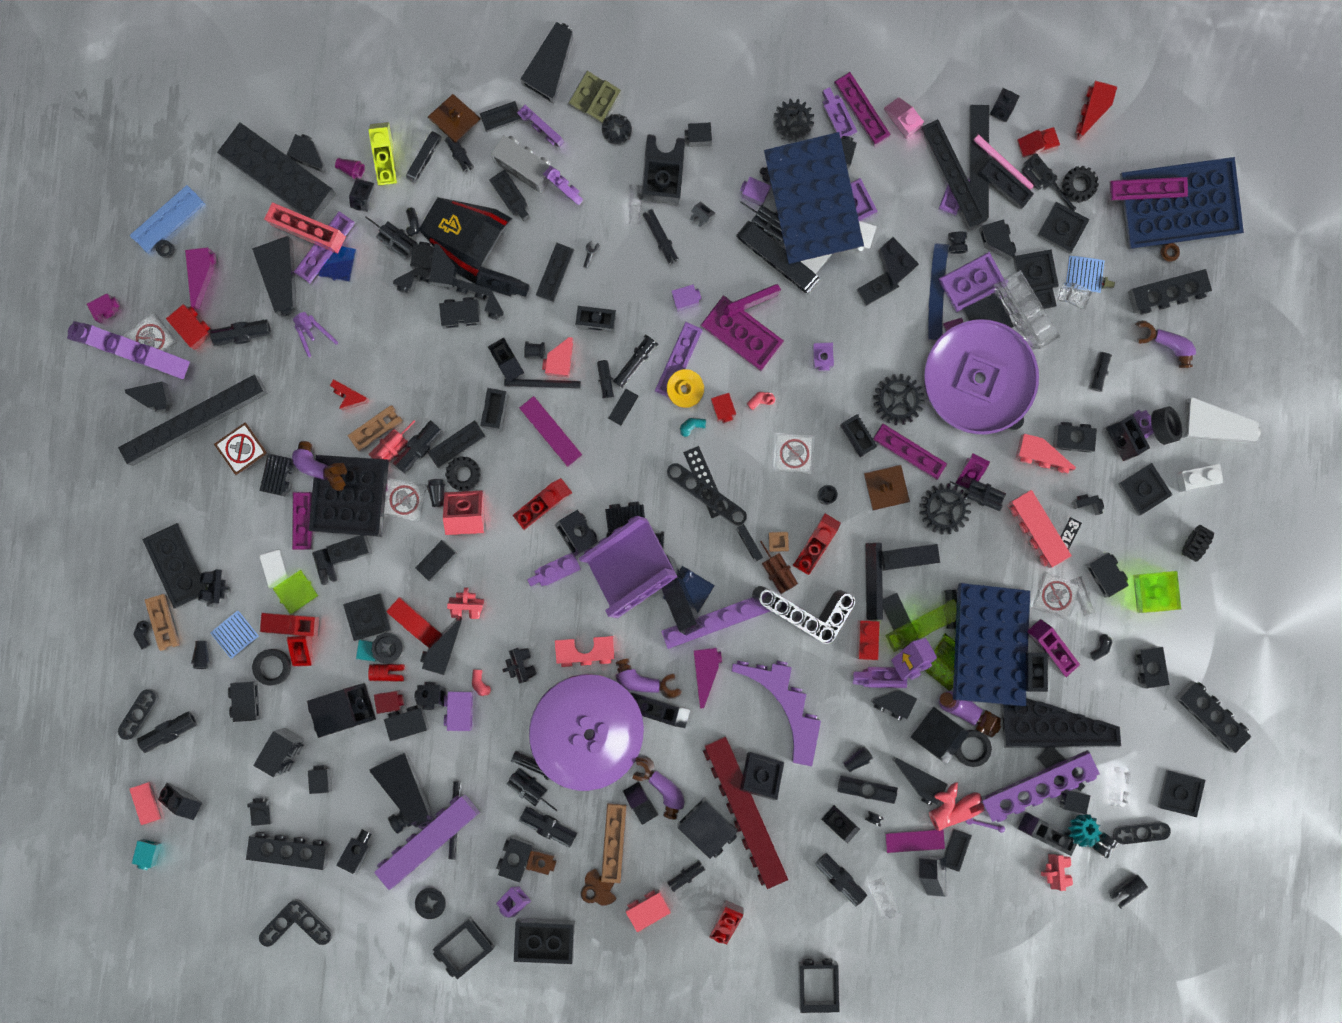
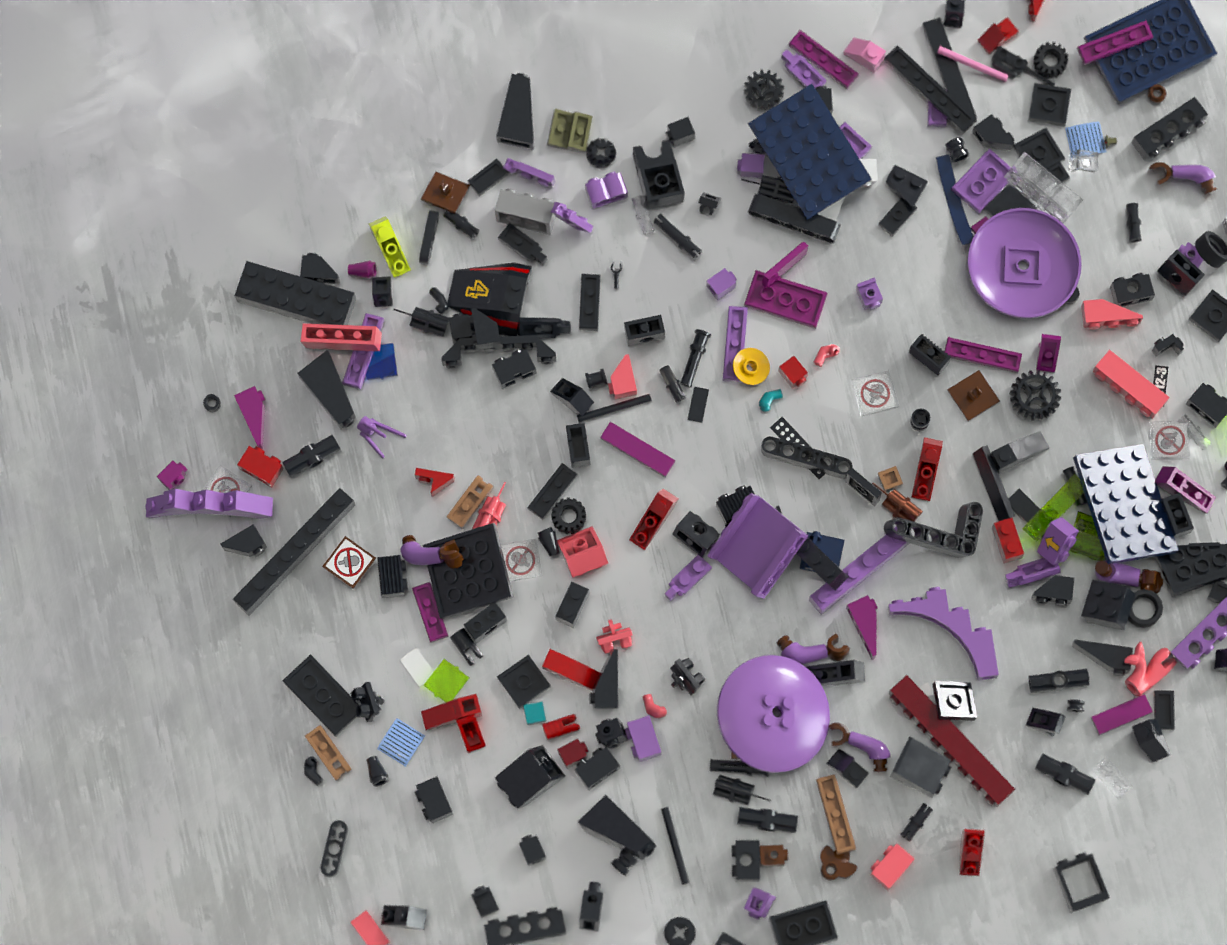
camera: 15 degrees left, 10 degrees down
(166, 732) = (368, 855): black piece -> none
(167, 219) = (205, 374): medium blue fence -> none
(257, 670) = (448, 744): black tyre -> none
(279, 752) = (486, 832): black brick -> none
(395, 648) = (561, 703): black gear -> none
(417, 447) = (517, 505): black piece -> none
(429, 840) = (656, 873): medium lavender brick -> none
(567, 652) = (728, 650): coral arch -> none
(607, 168) = (606, 189): none -> medium lavender brick
(858, 759) = (1041, 654): black cone -> none
(892, 393) = (947, 307): black gear -> none
(984, 494) = (1066, 369): black piece -> none
(1001, 828) = (1199, 675): medium lavender hinge -> none
(1006, 183) = (981, 81): black tile -> none

